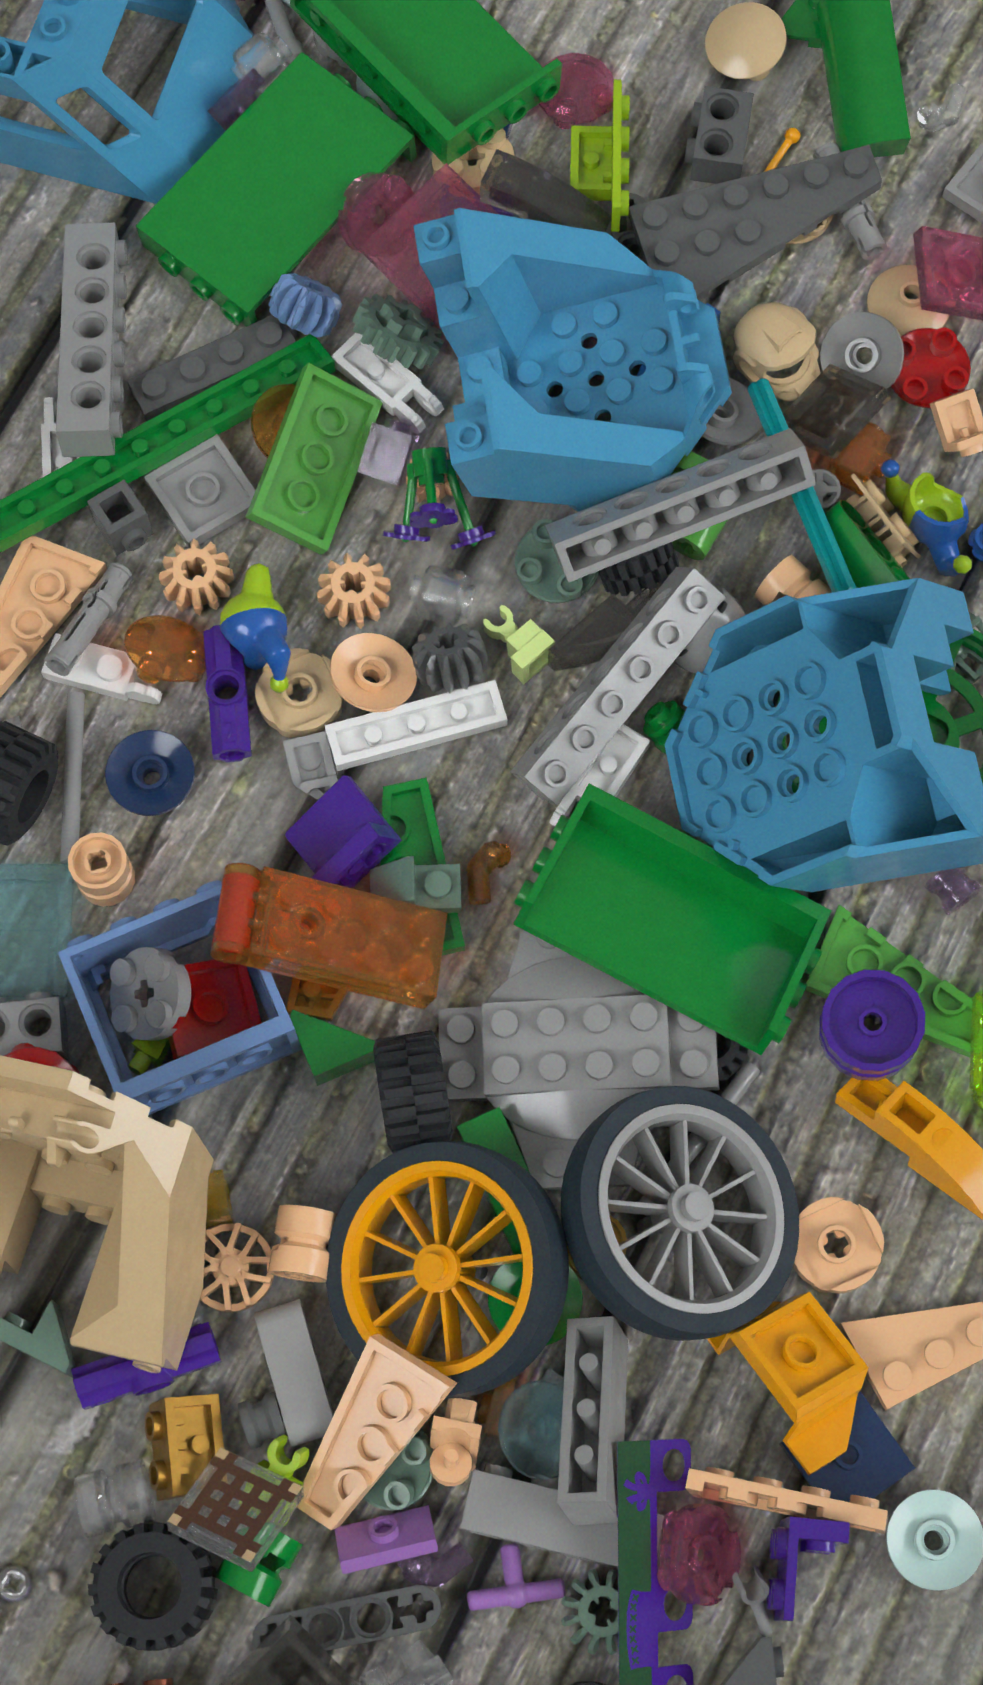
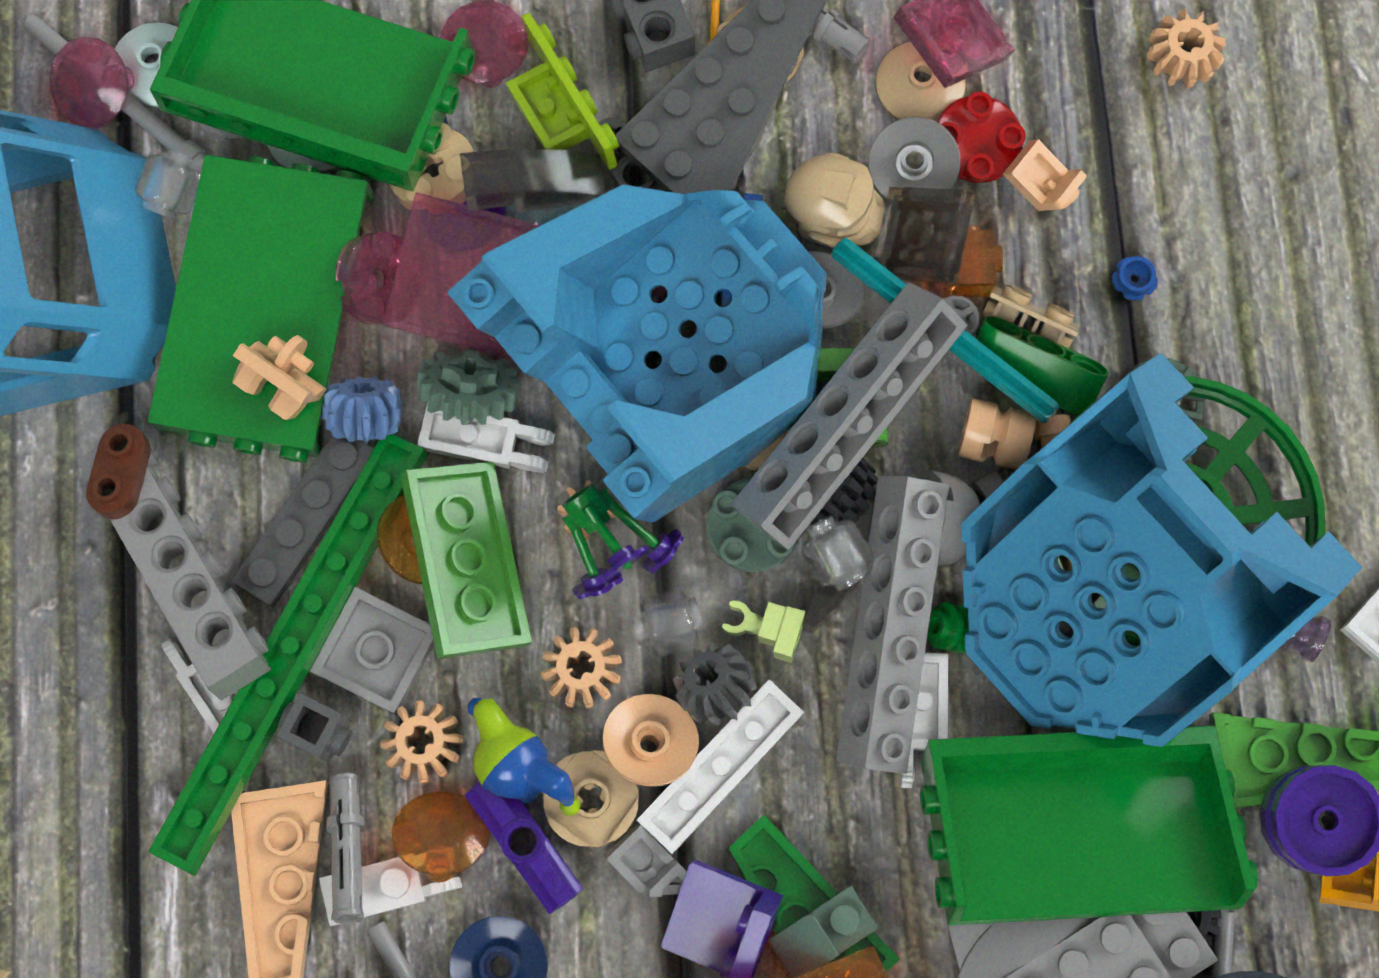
camera: 30 degrees left, 5 degrees up
(96, 242) = (118, 468): none -> copper plate
(236, 99) = (167, 237): bracket -> none
(259, 234) = (283, 367): none -> light nougat hips
(387, 451) = (528, 508): bracket -> none
(481, 867) = (865, 868): clear orange arm -> none
(605, 604) = (837, 553): none -> clear head
(932, 514) = (1073, 283): piece -> none

